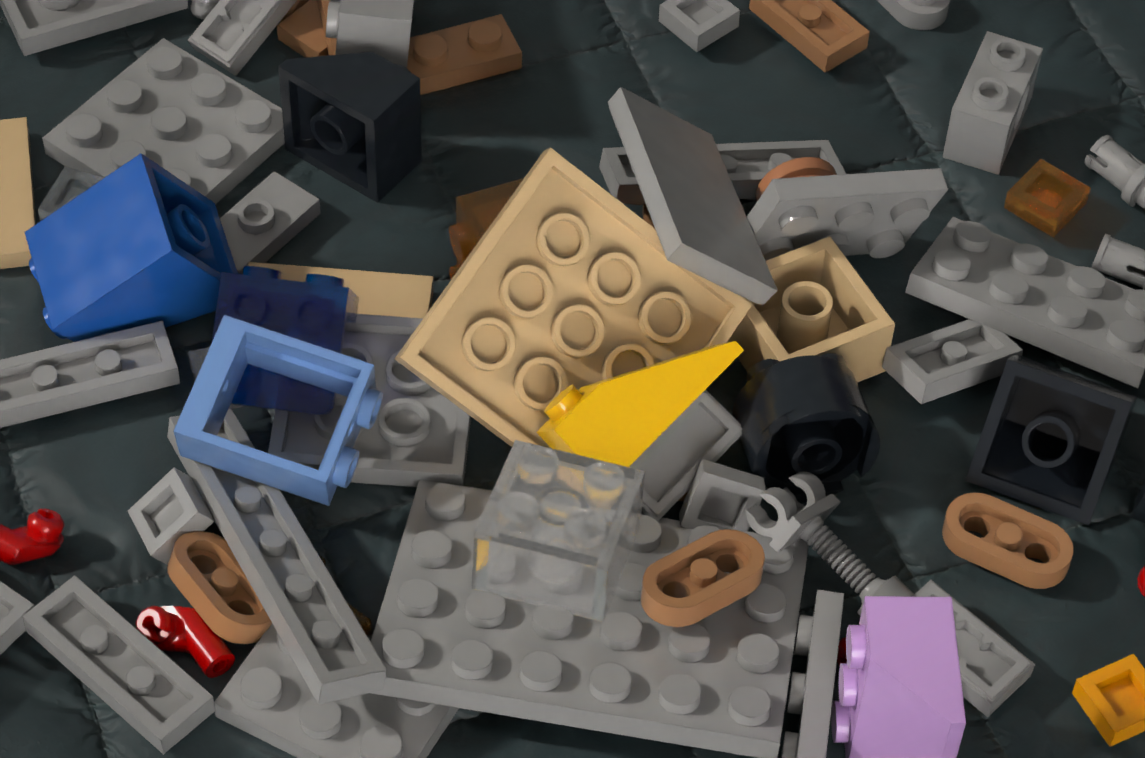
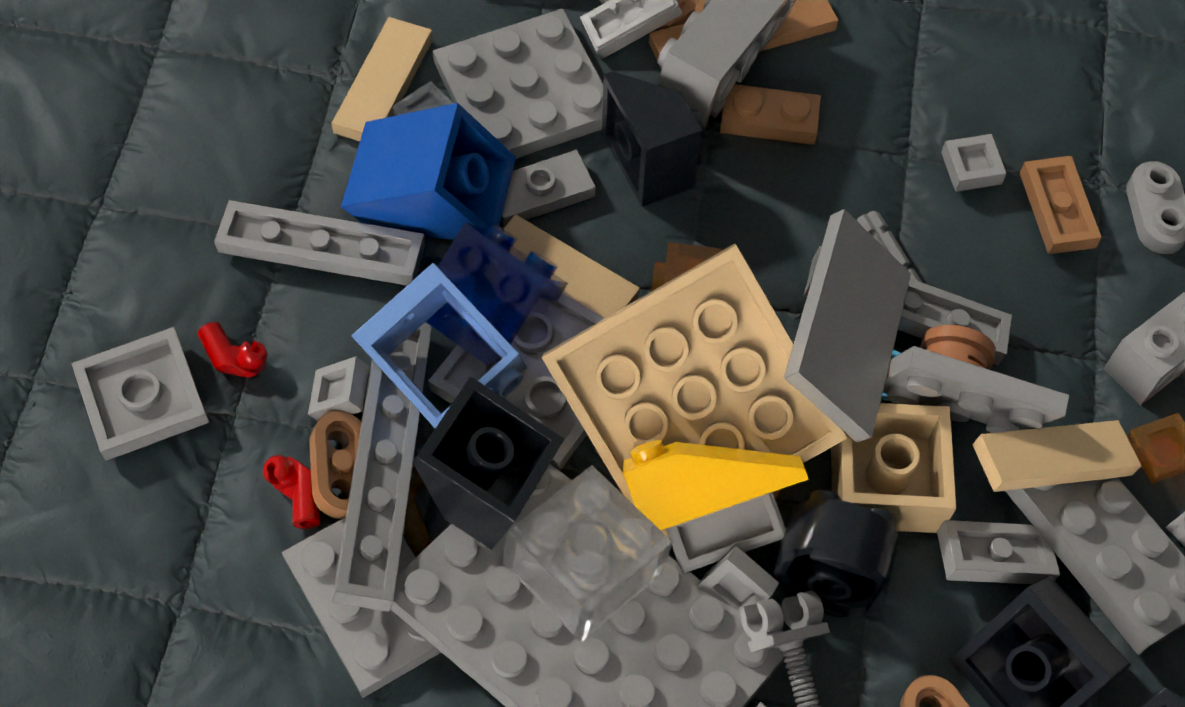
camera: 30 degrees right, 10 degrees up
(119, 664) = (237, 488): light grey plate -> none
(407, 487) = (485, 462): none -> black slope
(694, 580) = (670, 644): medium nougat plate -> none
(955, 239) = (1056, 455): none -> tan tile

